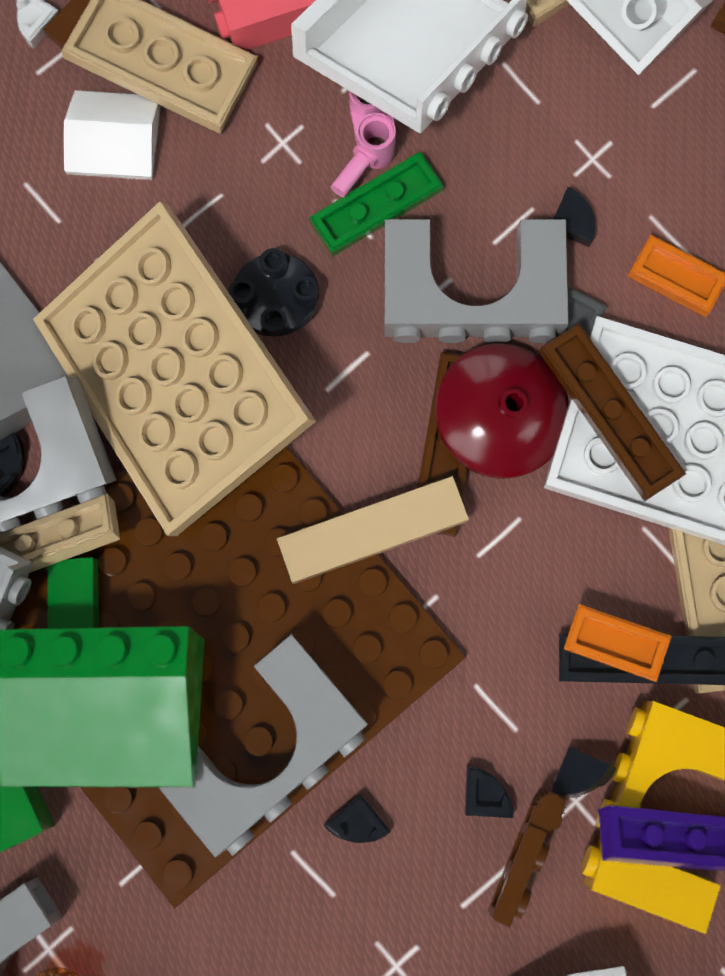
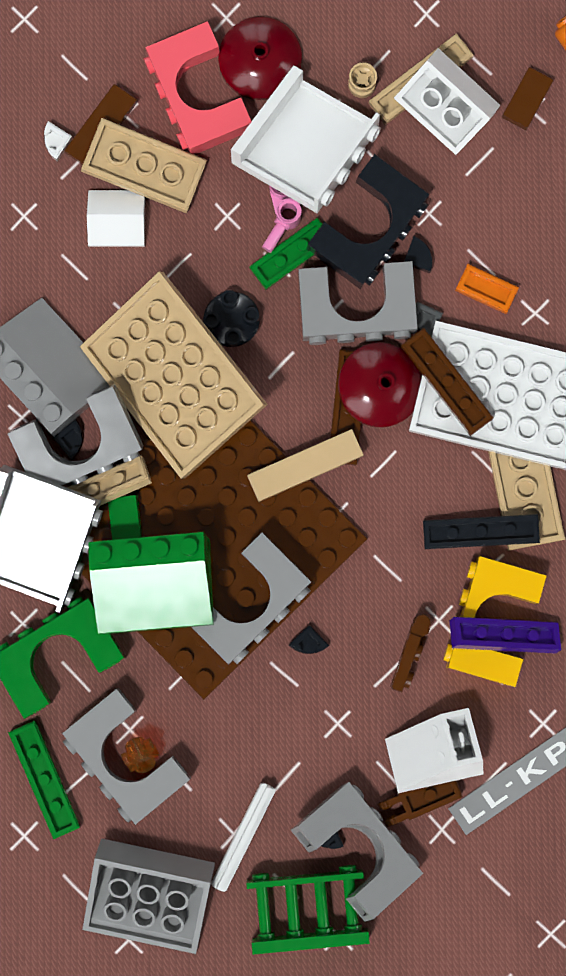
camera: 10 degrees left, 5 degrees up
(480, 216) = (403, 202): none -> black arch
(485, 795) = (384, 620): black tile -> none
(581, 774) = (440, 603): black tile -> none
(617, 643) = (457, 523): orange tile -> none

